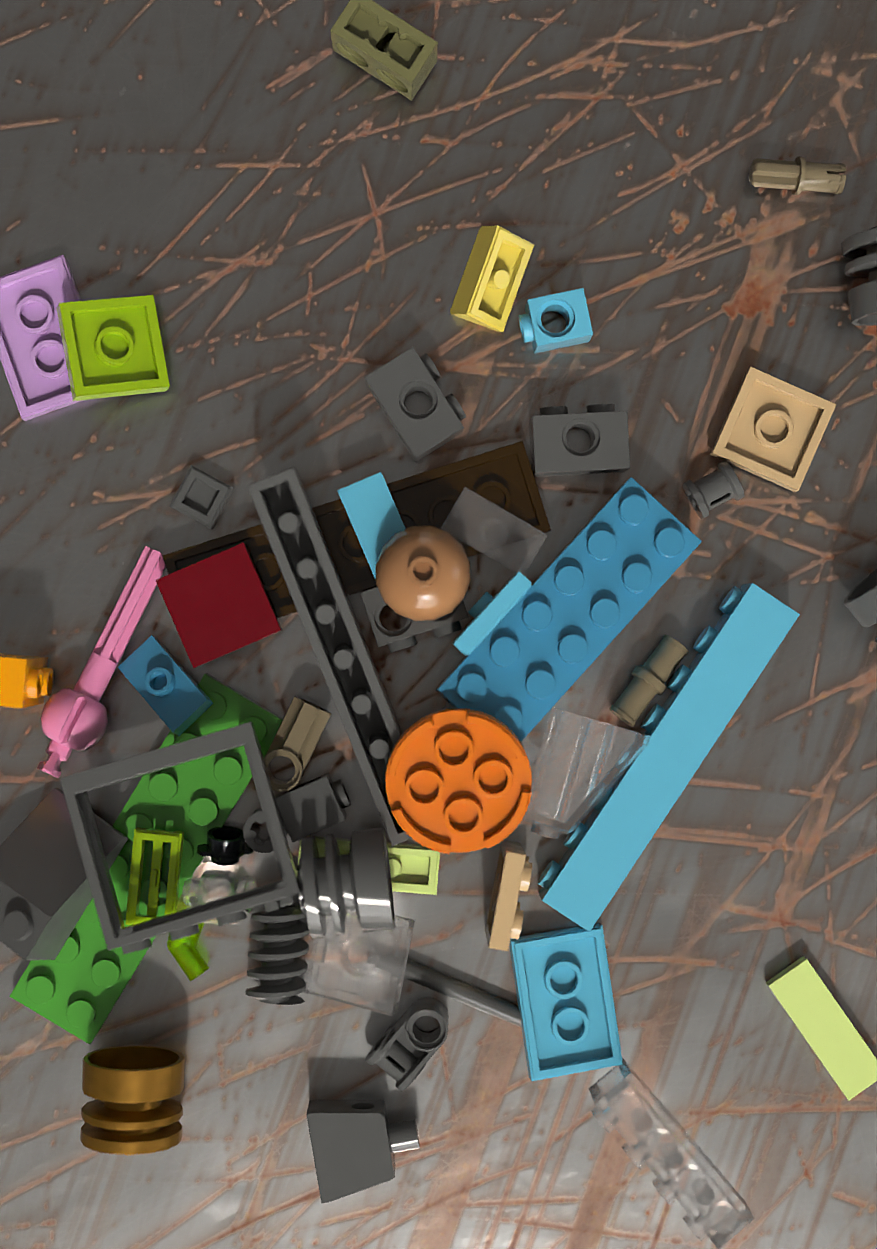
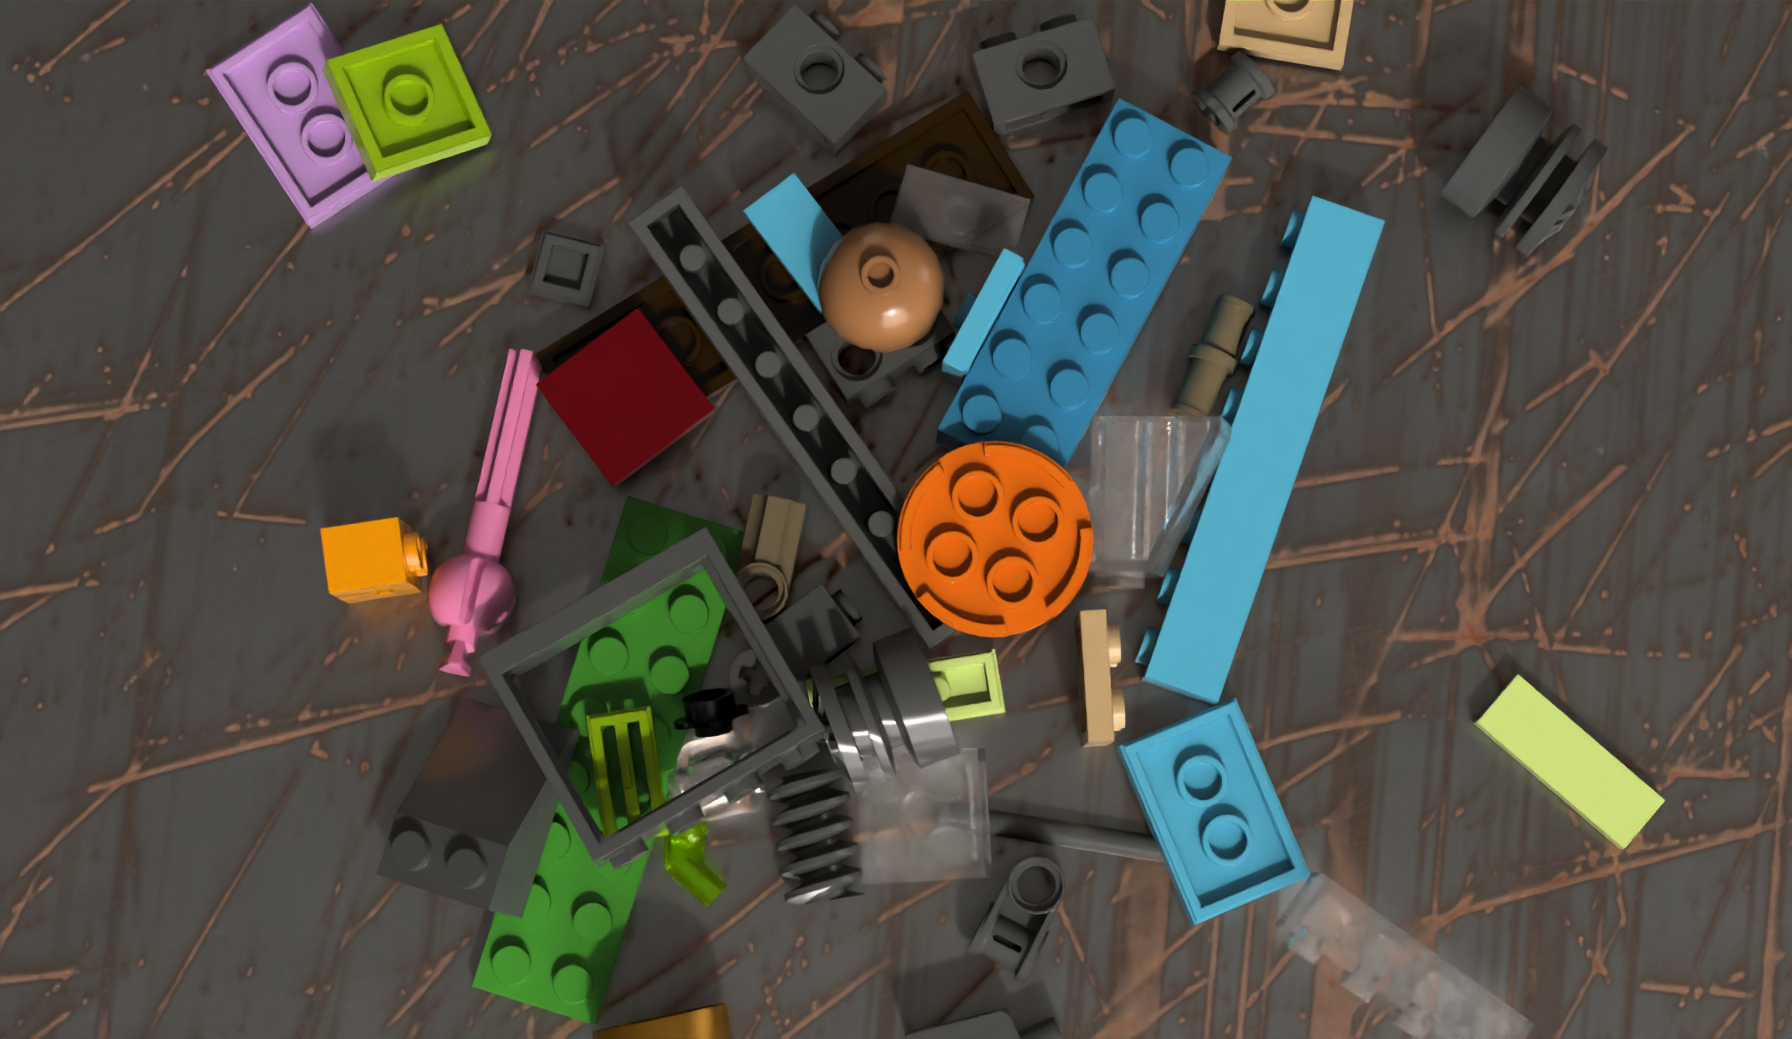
camera: 15 degrees left, 5 degrees down
(165, 685) = (580, 522): dark azure plate -> none

